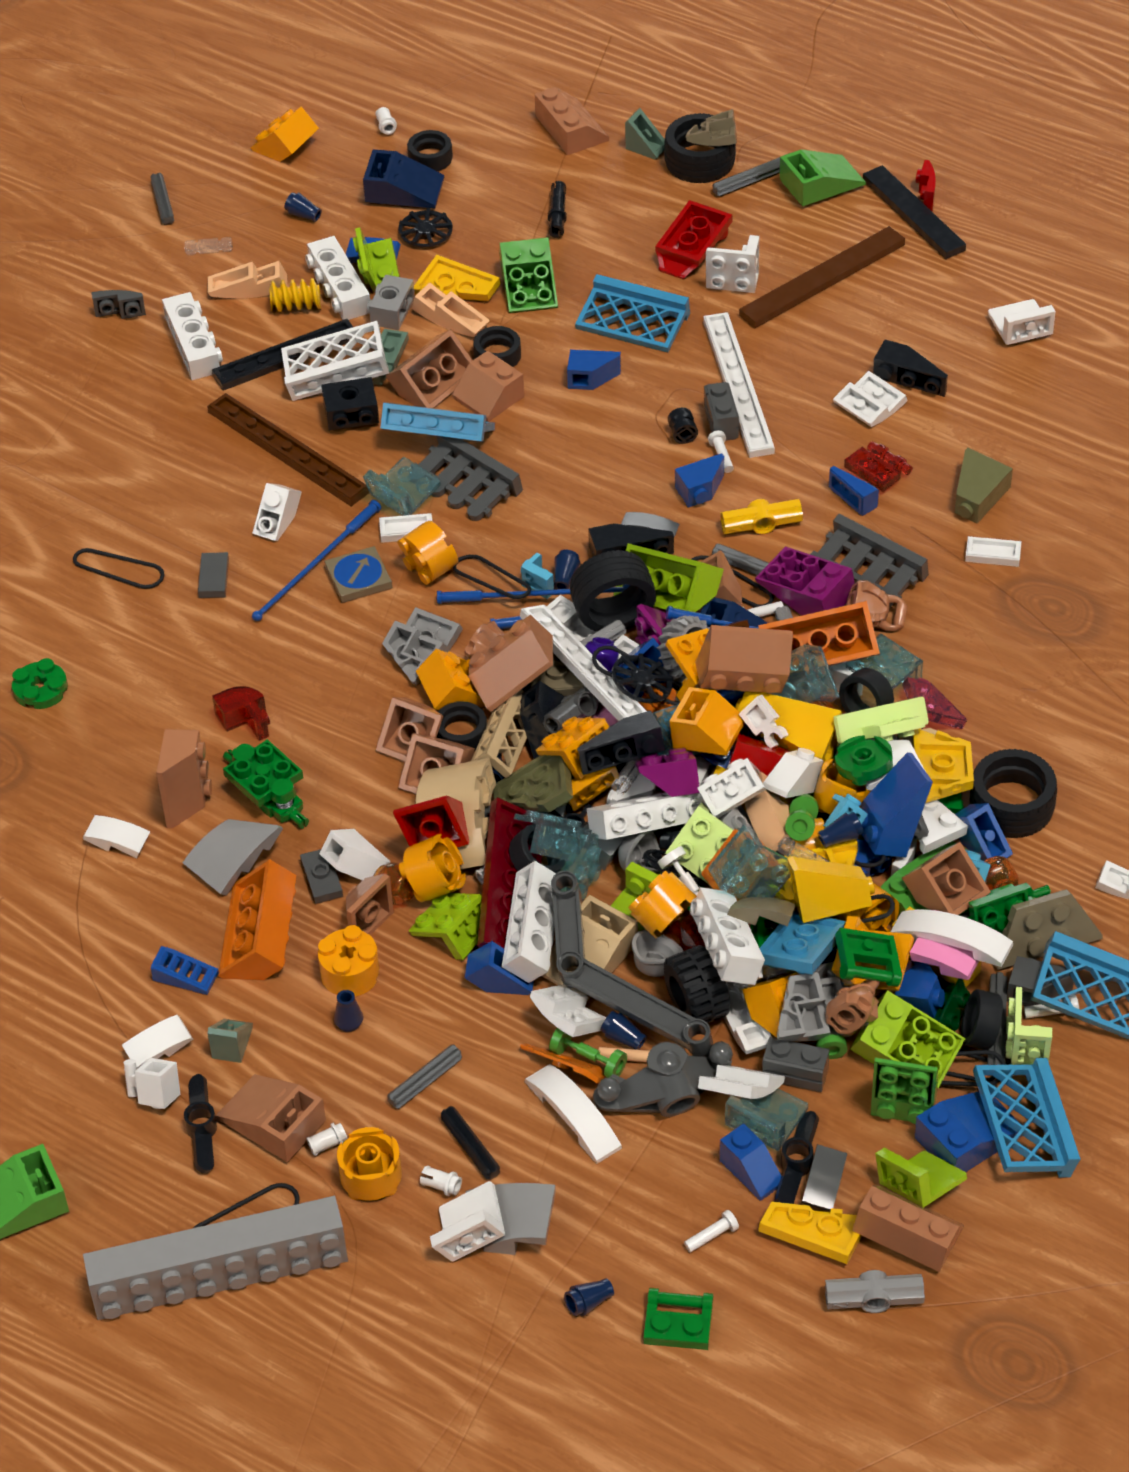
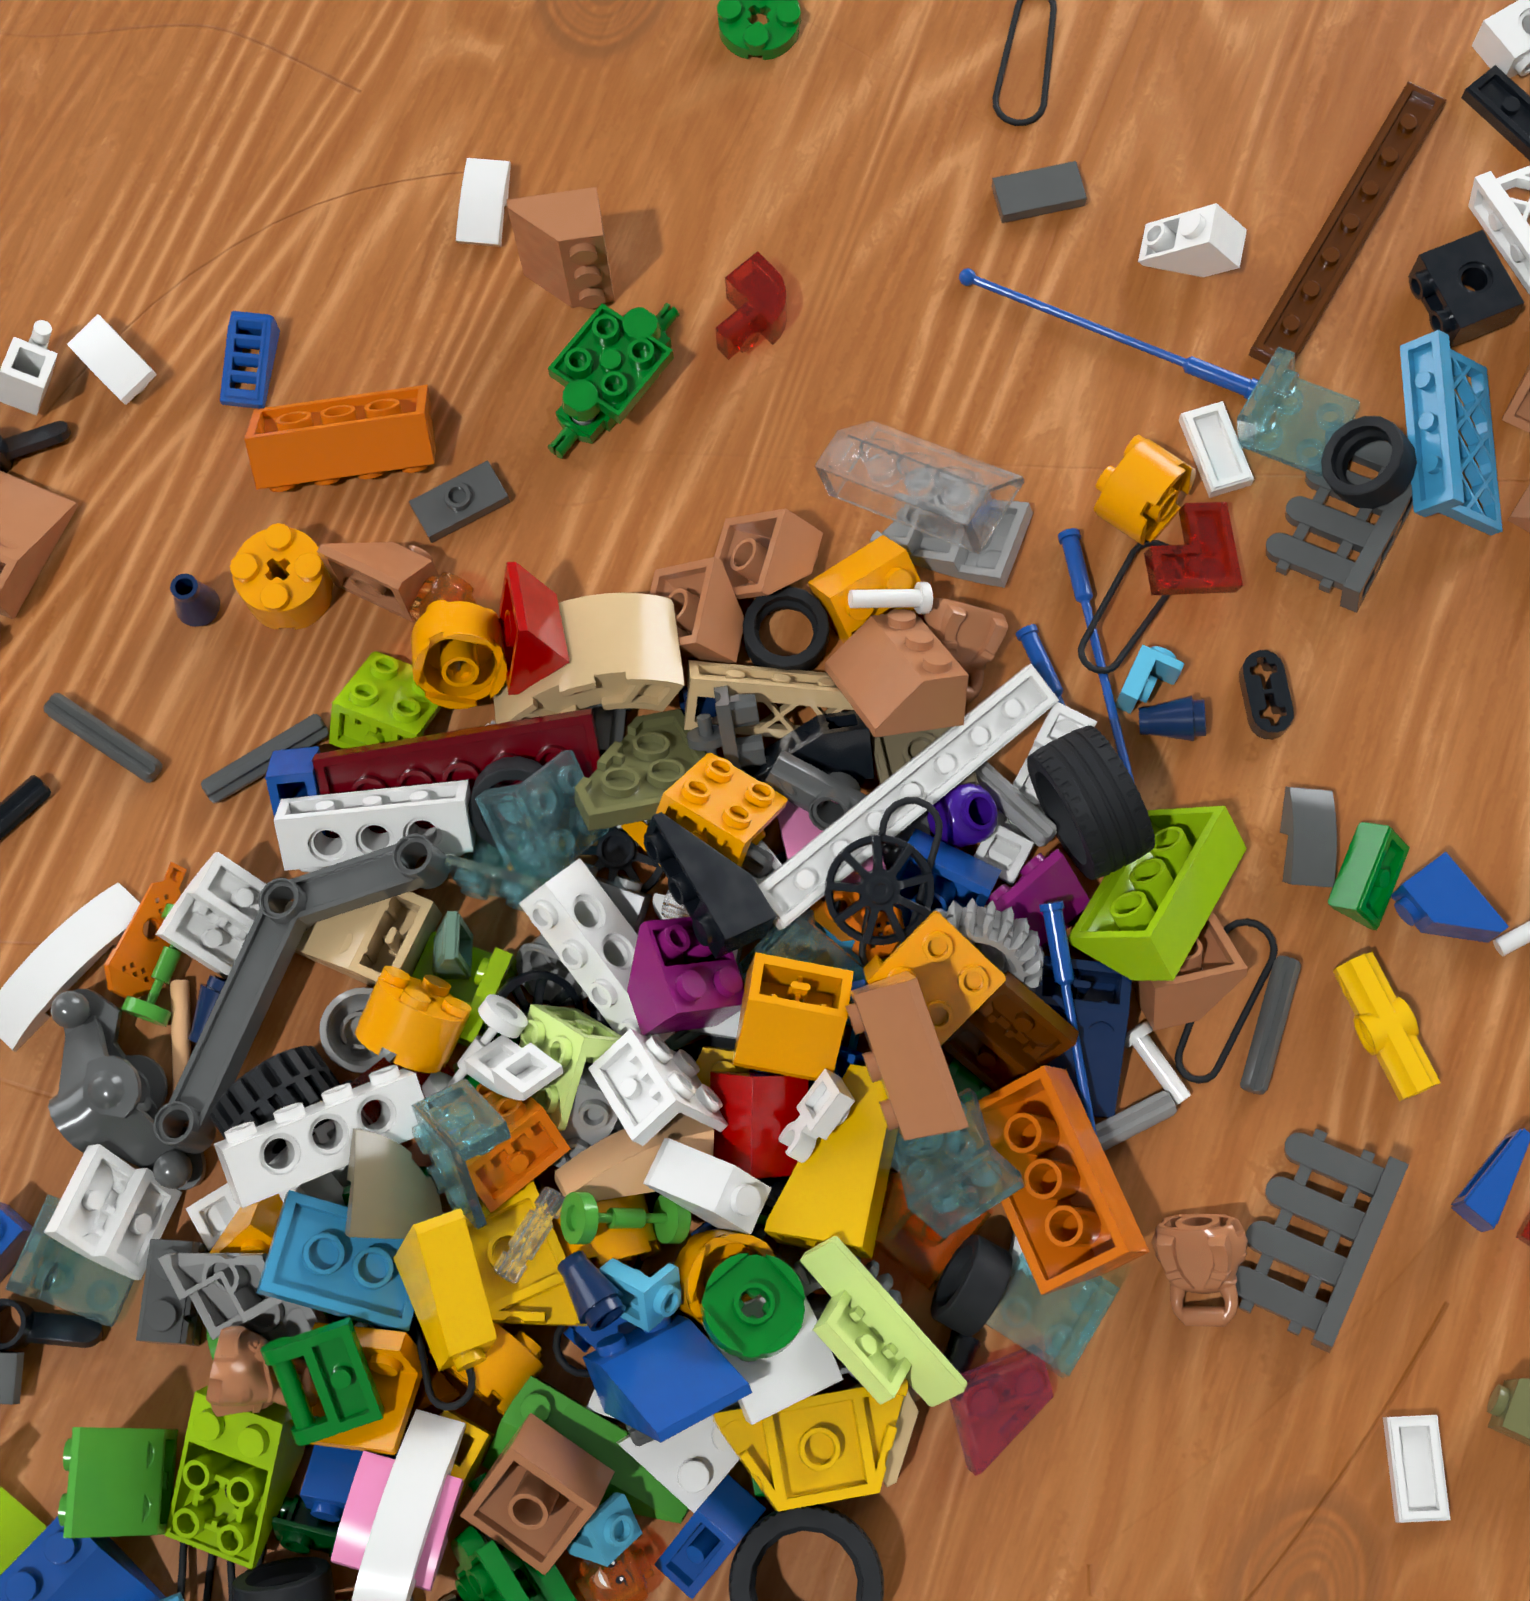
camera: 80 degrees right, 25 degrees up
(229, 851) = (468, 360): light grey slope -> none
(229, 1039) = (132, 451): sand green slope -> none
(352, 854) = (486, 533): white slope -> none
(358, 574) = (1091, 401): tile -> none
(392, 645) = (918, 483): none -> clear slope
(427, 445) = (1349, 440): none -> black tyre
(464, 992) = (255, 763): none -> dark grey axle
(465, 651) = (918, 598): none -> white piece
(476, 541) = (1206, 560): none -> clear red plate
(518, 745) = (731, 713): none -> dark grey hips
(561, 532) = (1276, 692): none -> black beam
(617, 536) = (1254, 793): black slope -> none
(619, 892) = (452, 948): none -> sand green slope
(674, 509) = (1369, 874): none -> green slope
(712, 841) = (512, 1069): none -> white slope
(806, 581) = (1233, 1134): magenta slope -> none

